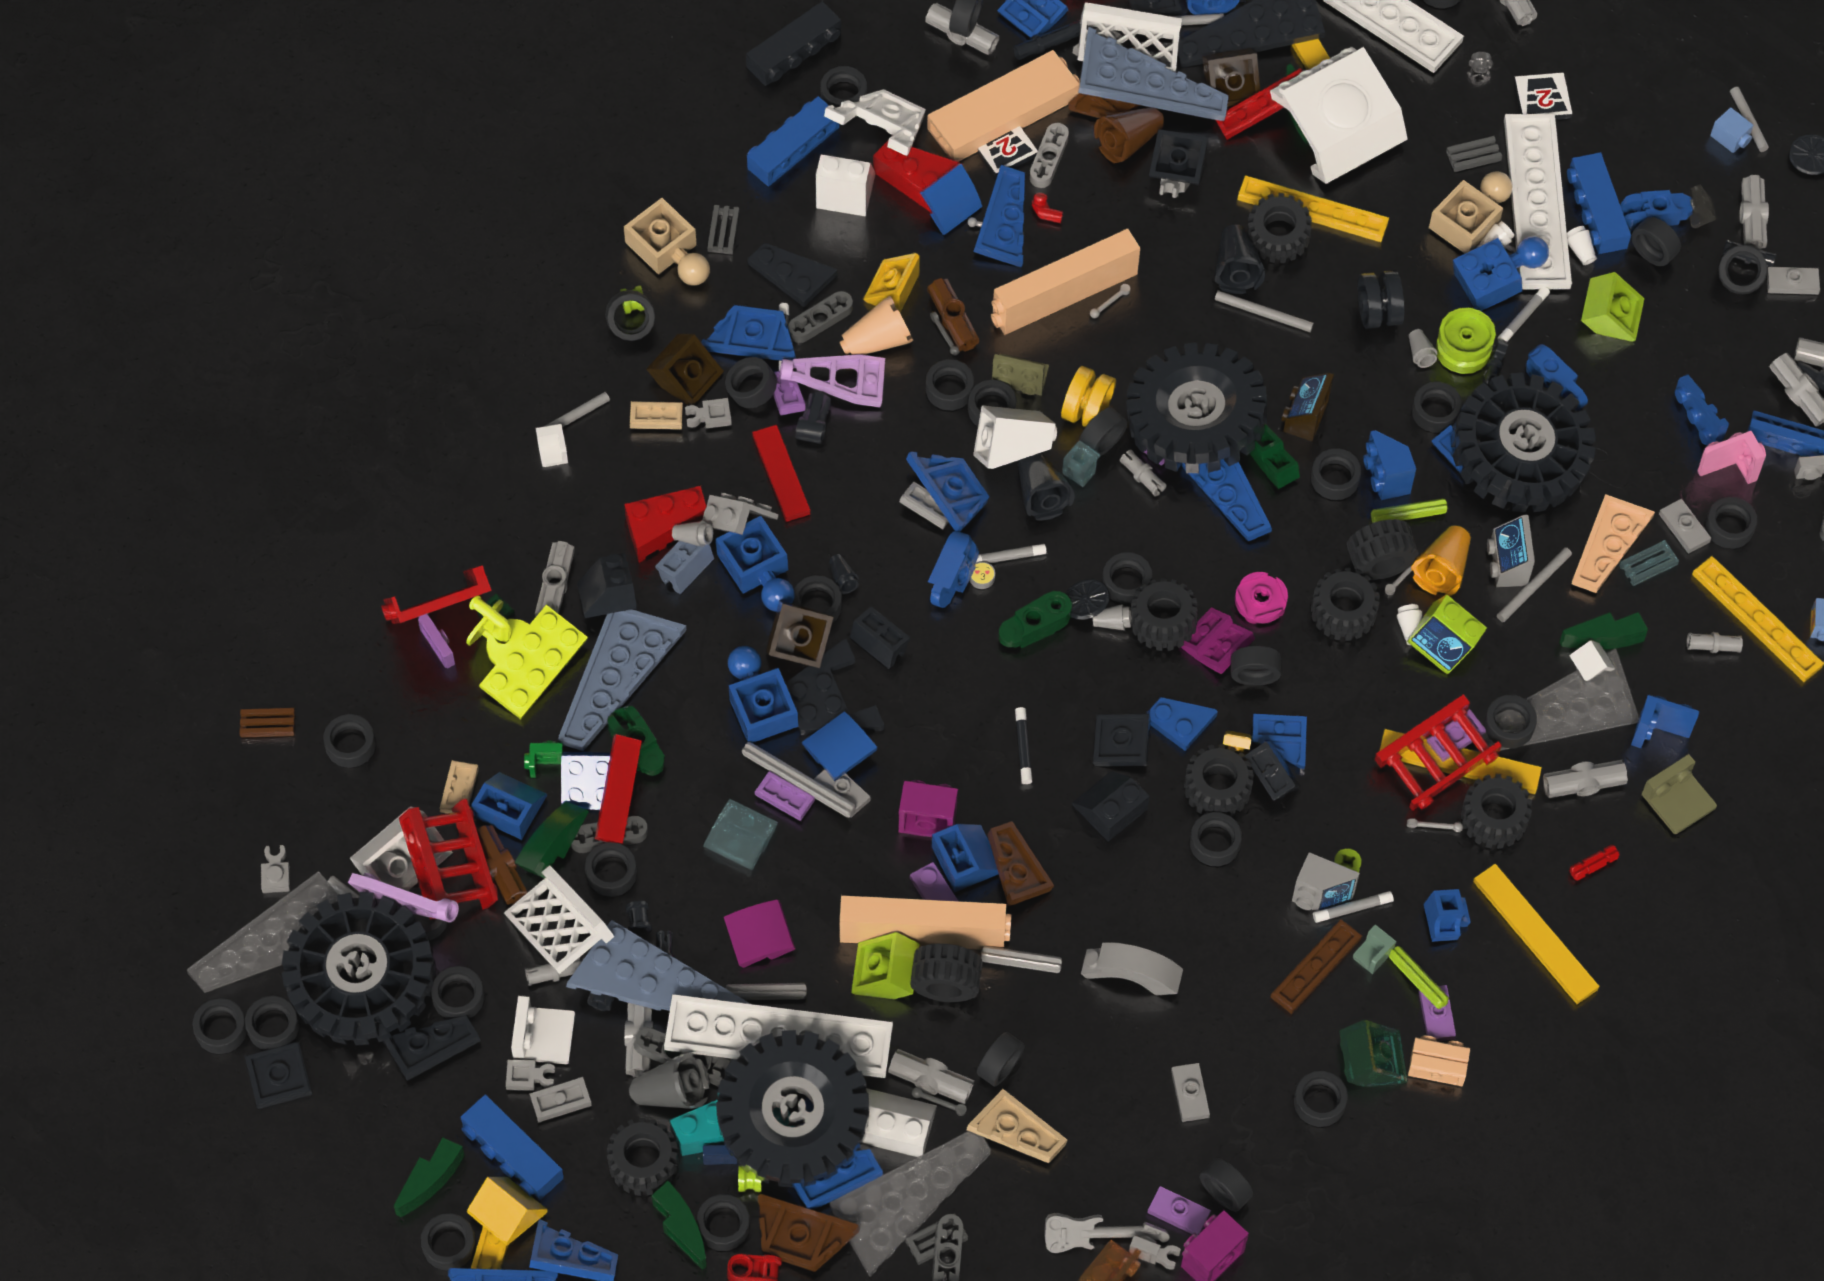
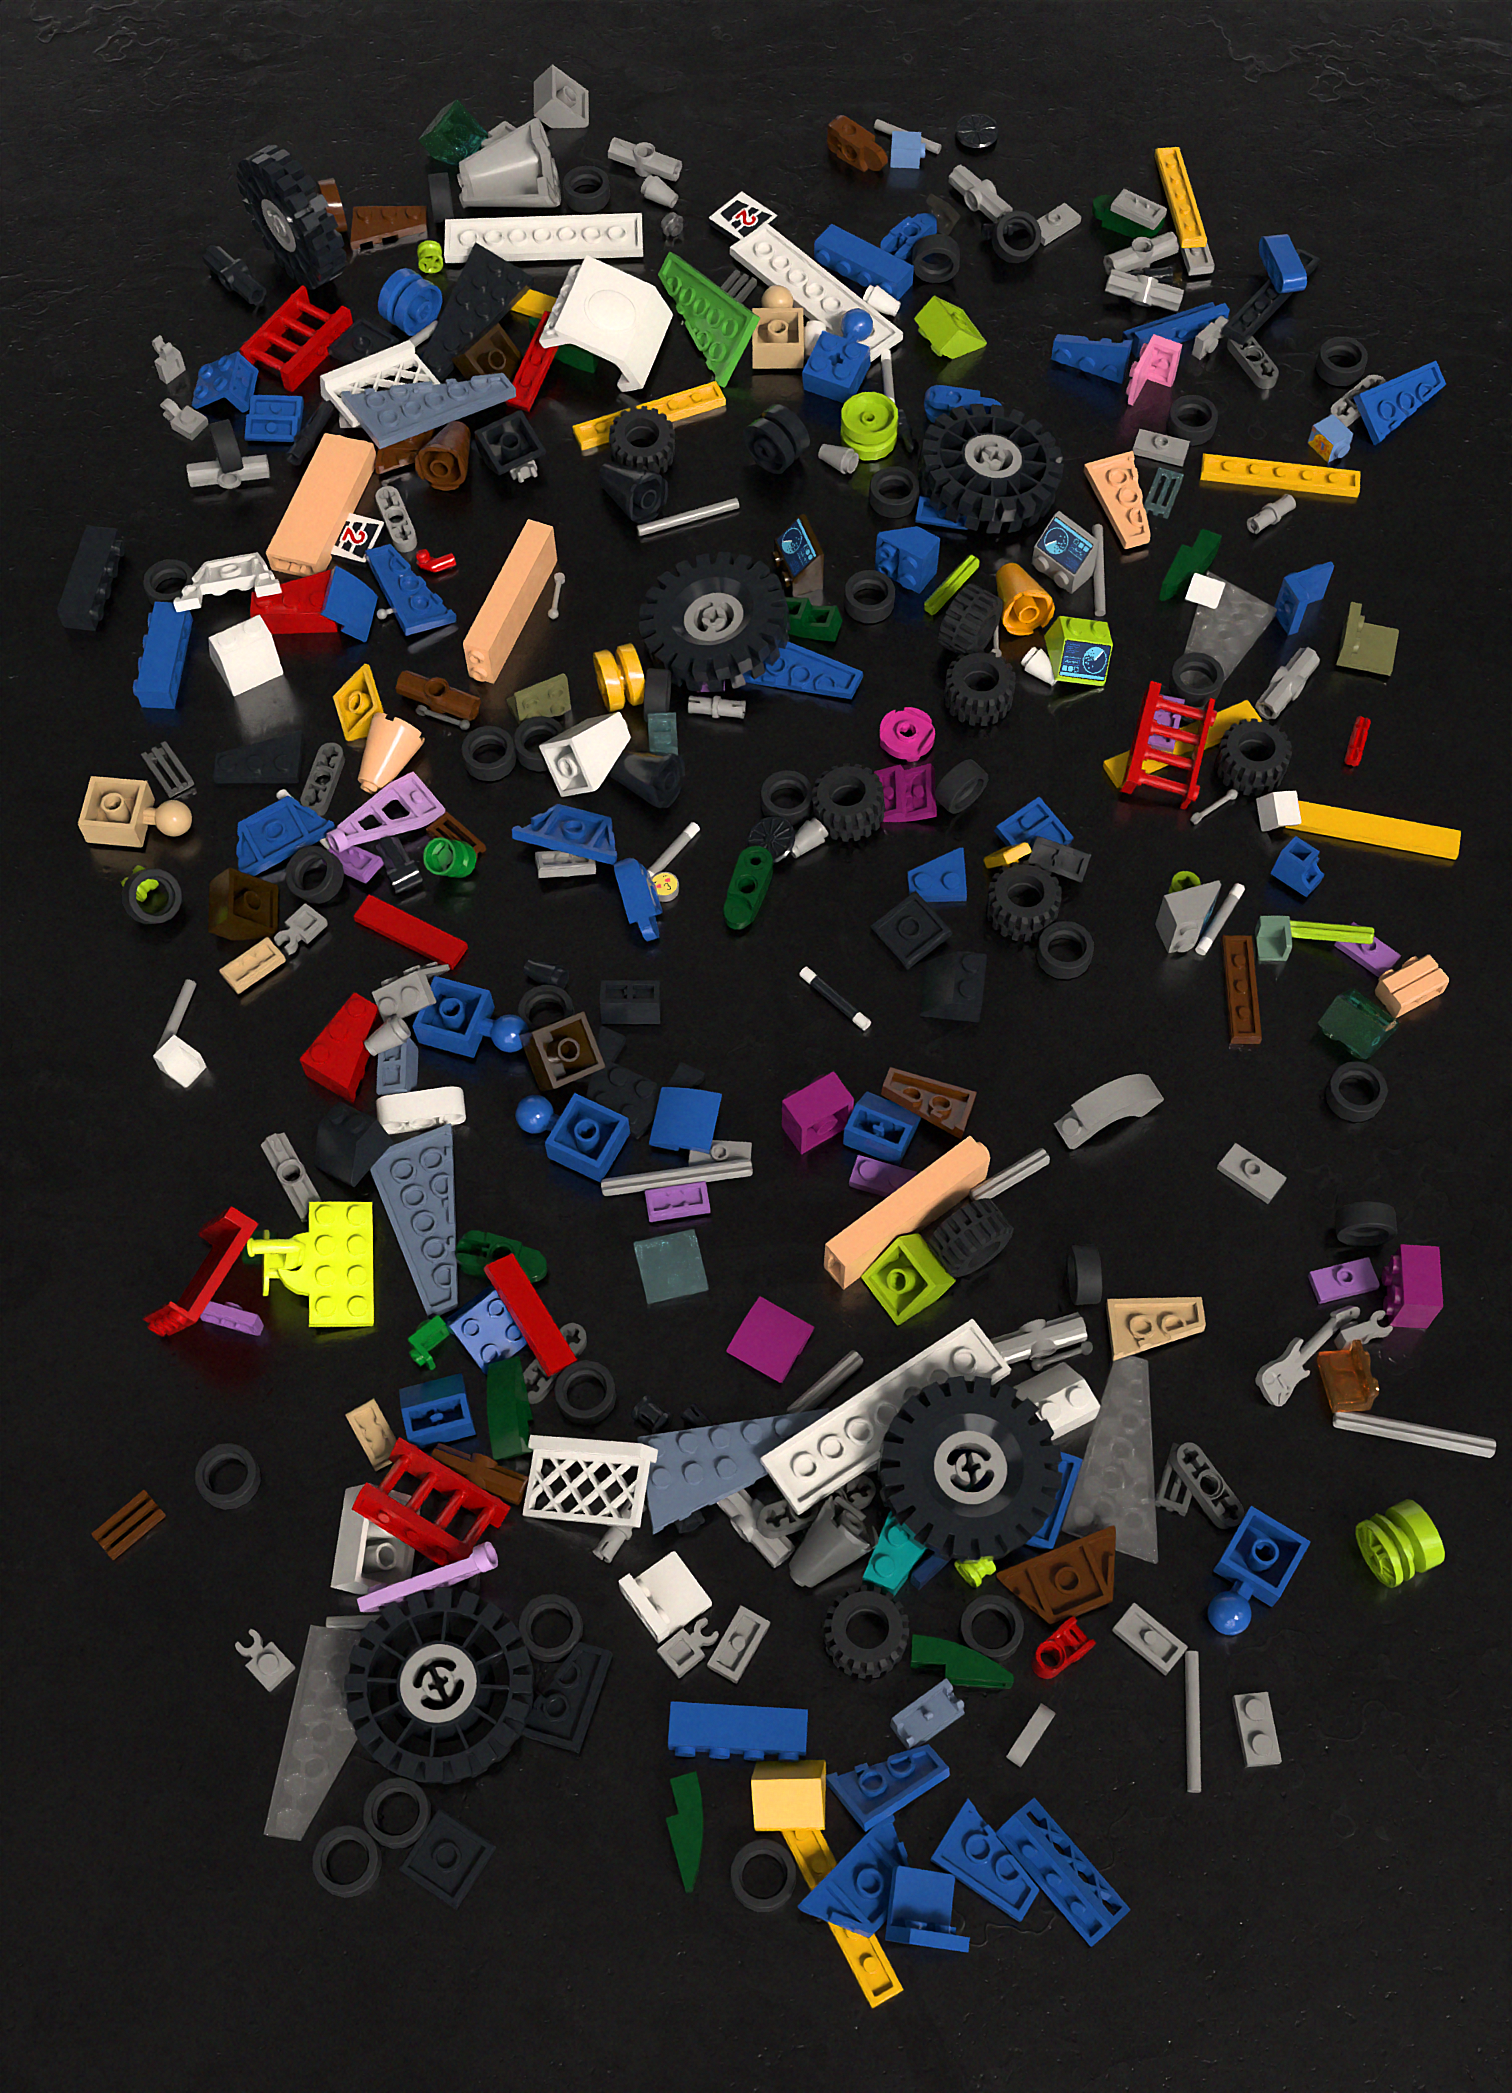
camera: 40 degrees left, 0 degrees up
(634, 1237) = (927, 1715): none -> sand blue hinge
(675, 601) = (421, 1109): none -> white beam
(849, 440) = (449, 857): none -> green wheel
(873, 448) = (446, 817): none -> reddish brown tile
(1430, 167) = (712, 316): none -> bright green wing
(1475, 864) = (1278, 810): none -> white panel
(1496, 25) = (658, 191): none -> light grey cone
(1693, 96) = (855, 144): none -> reddish brown piece

